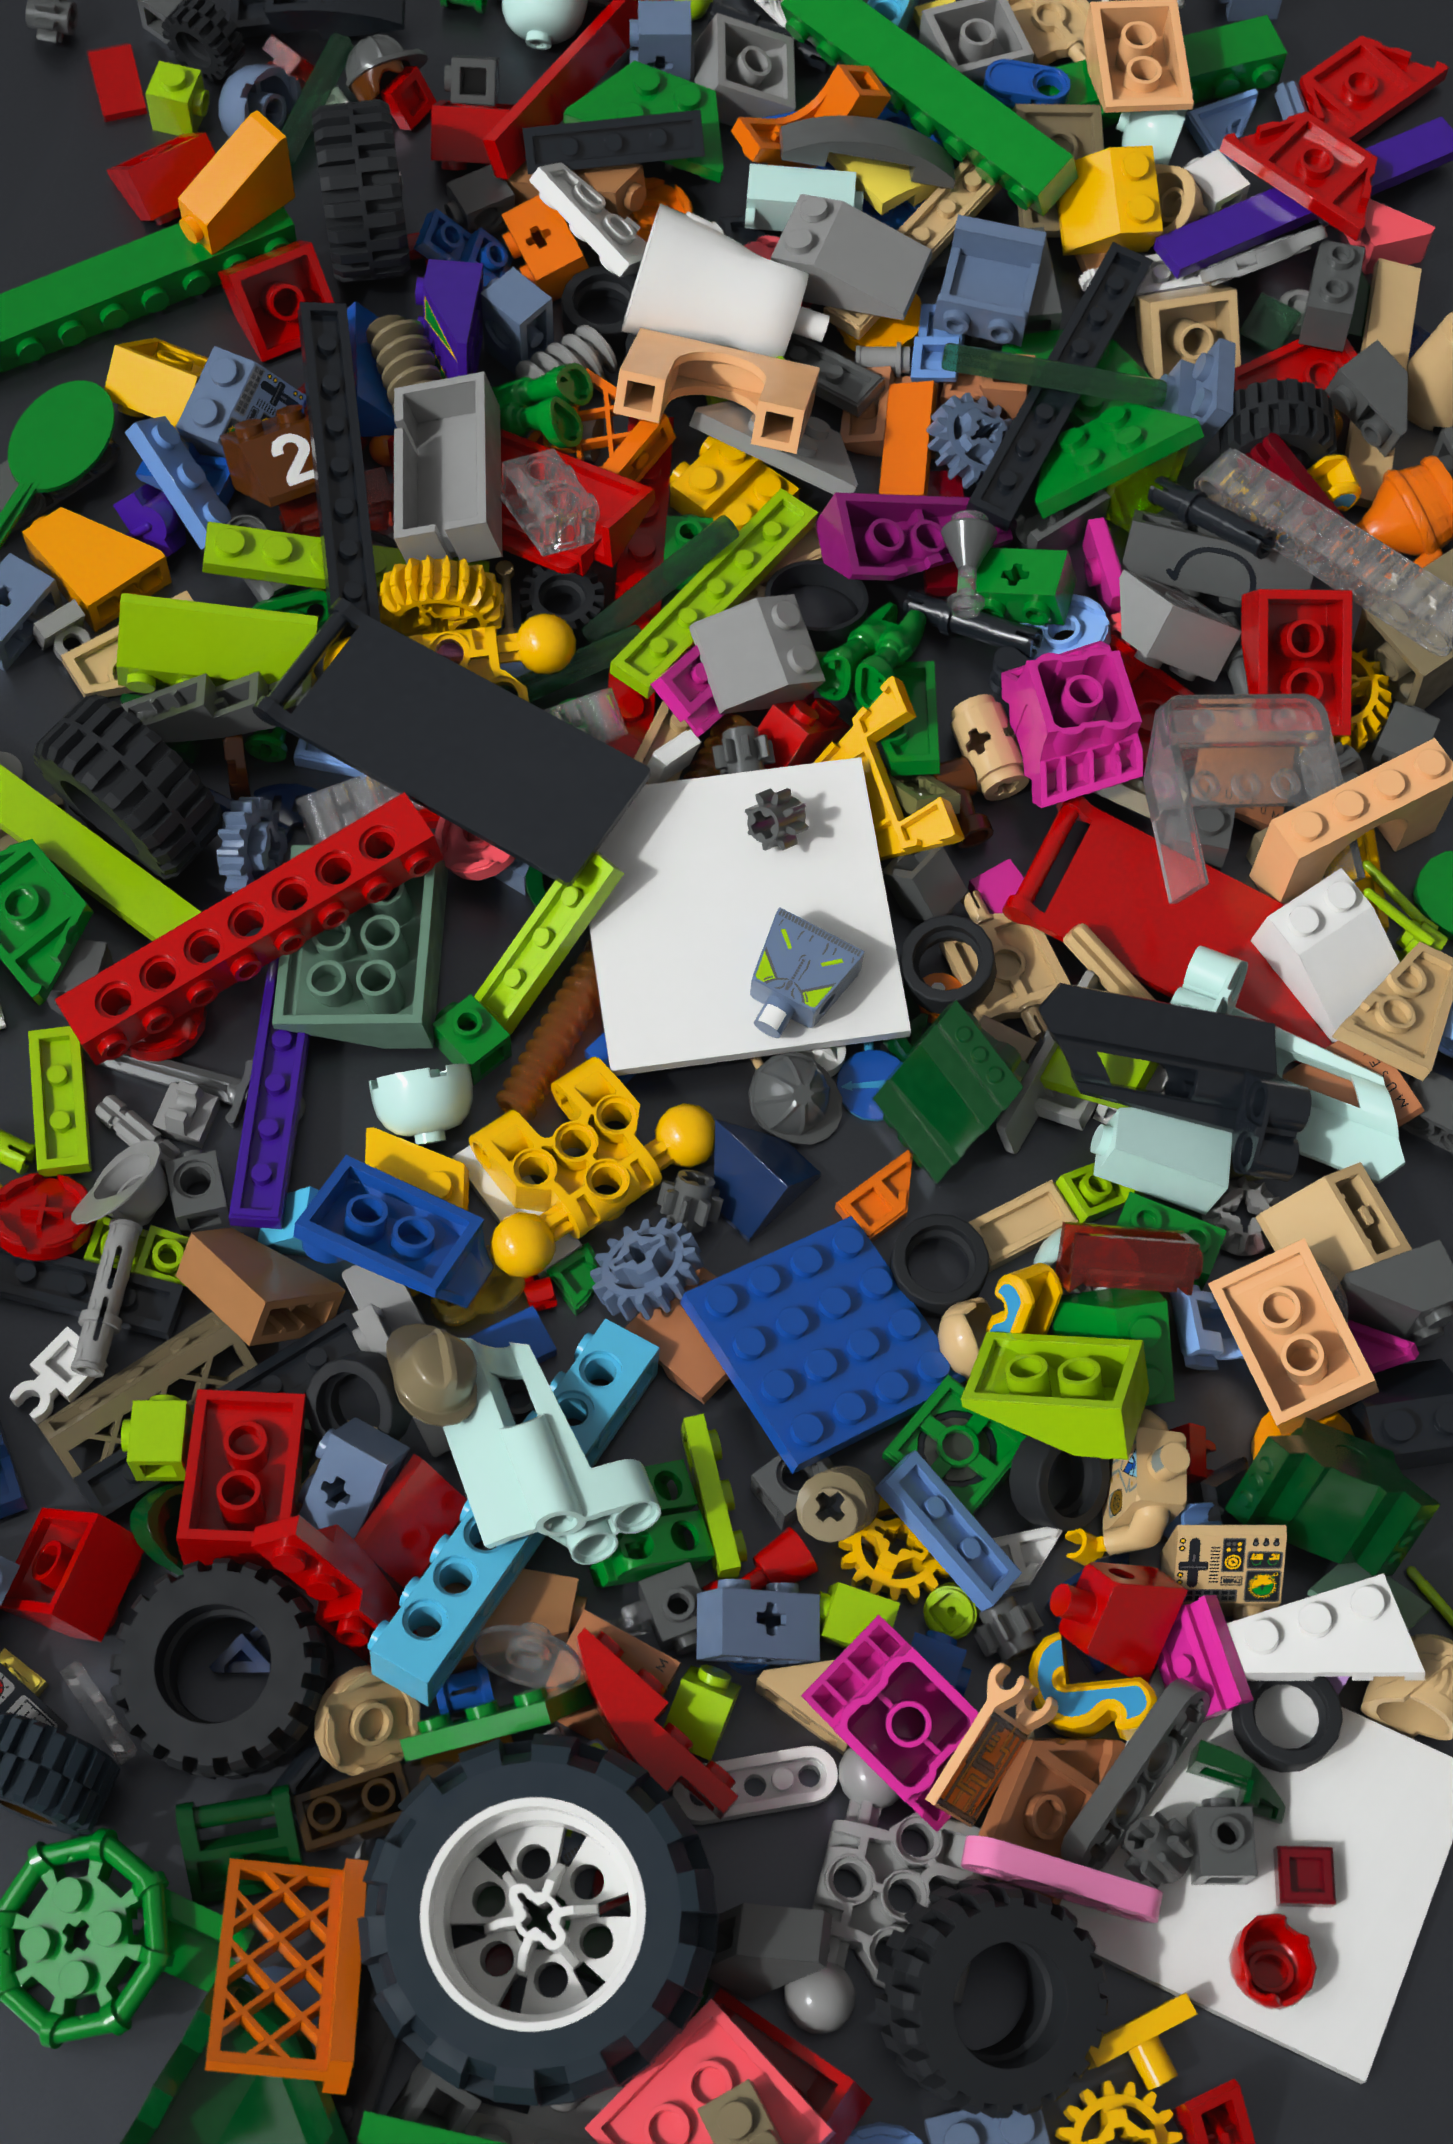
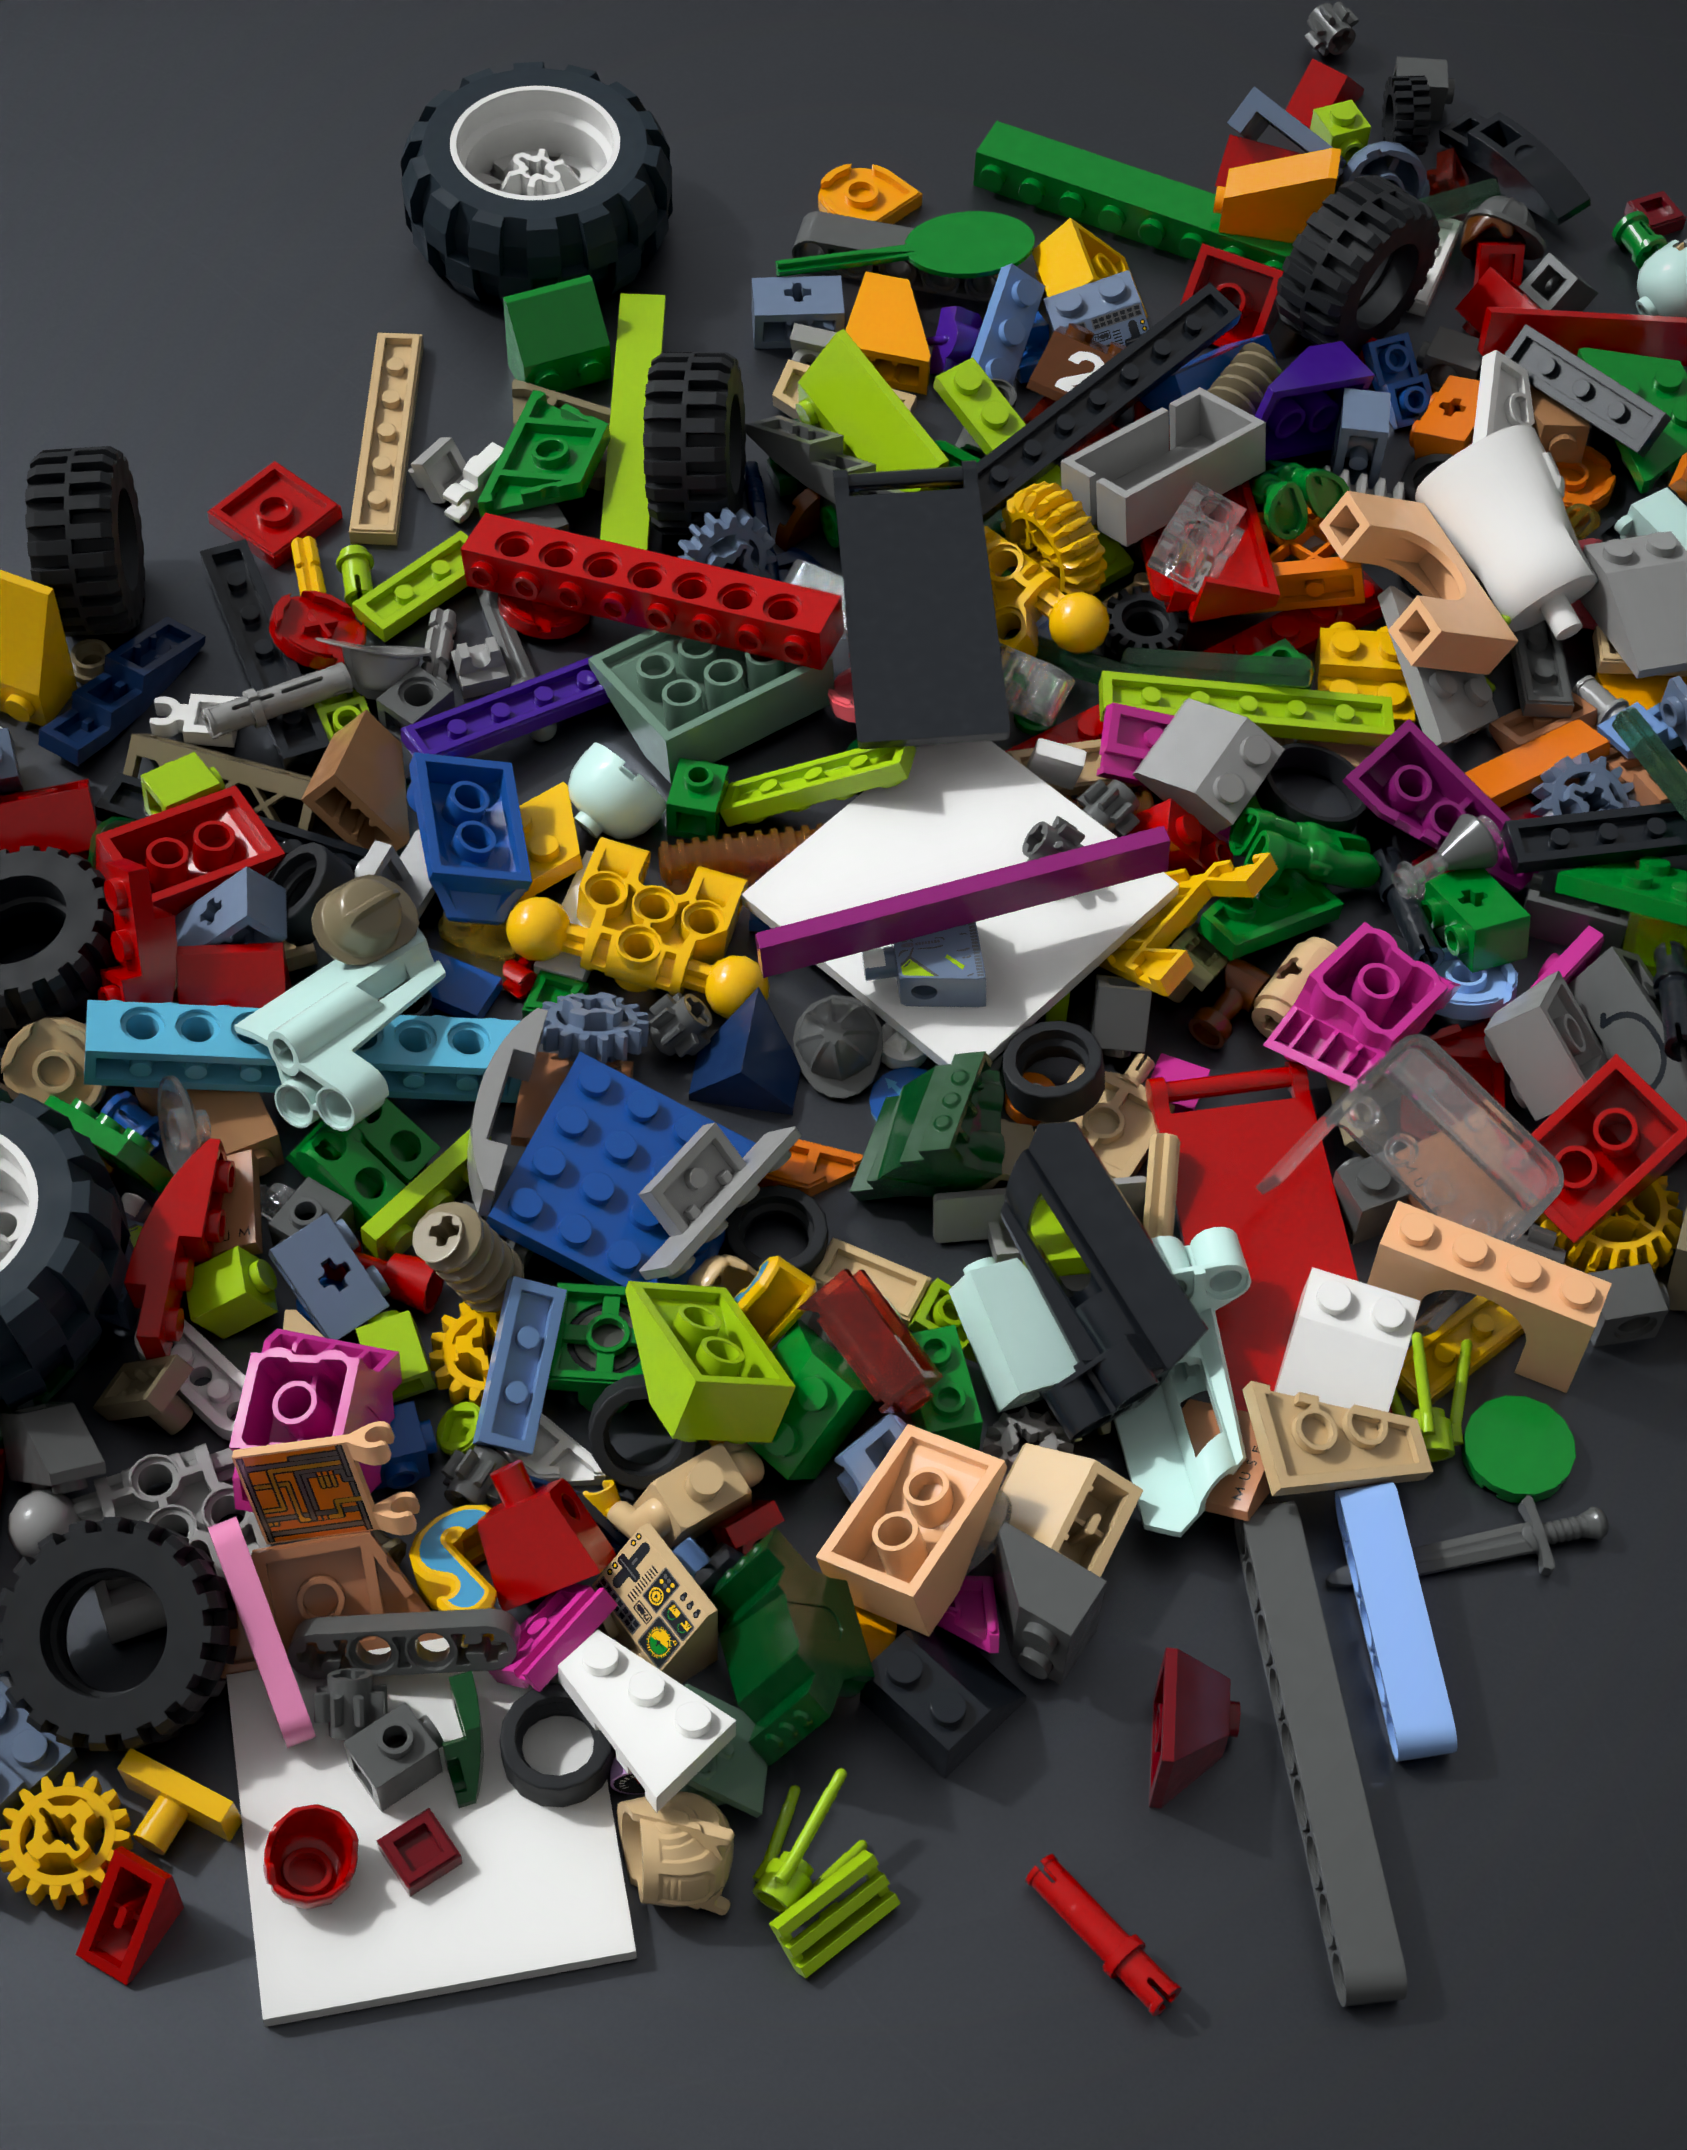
camera: 55 degrees right, 10 degrees down
(126, 132) = (1260, 111): none -> sand blue panel
(747, 1438) = (513, 1059): none -> light grey slope
(751, 1838) = (148, 1390): none -> dark tan tile
(795, 920) = (962, 901): none -> magenta tile
(889, 1287) = (703, 1188): none -> light grey bracket

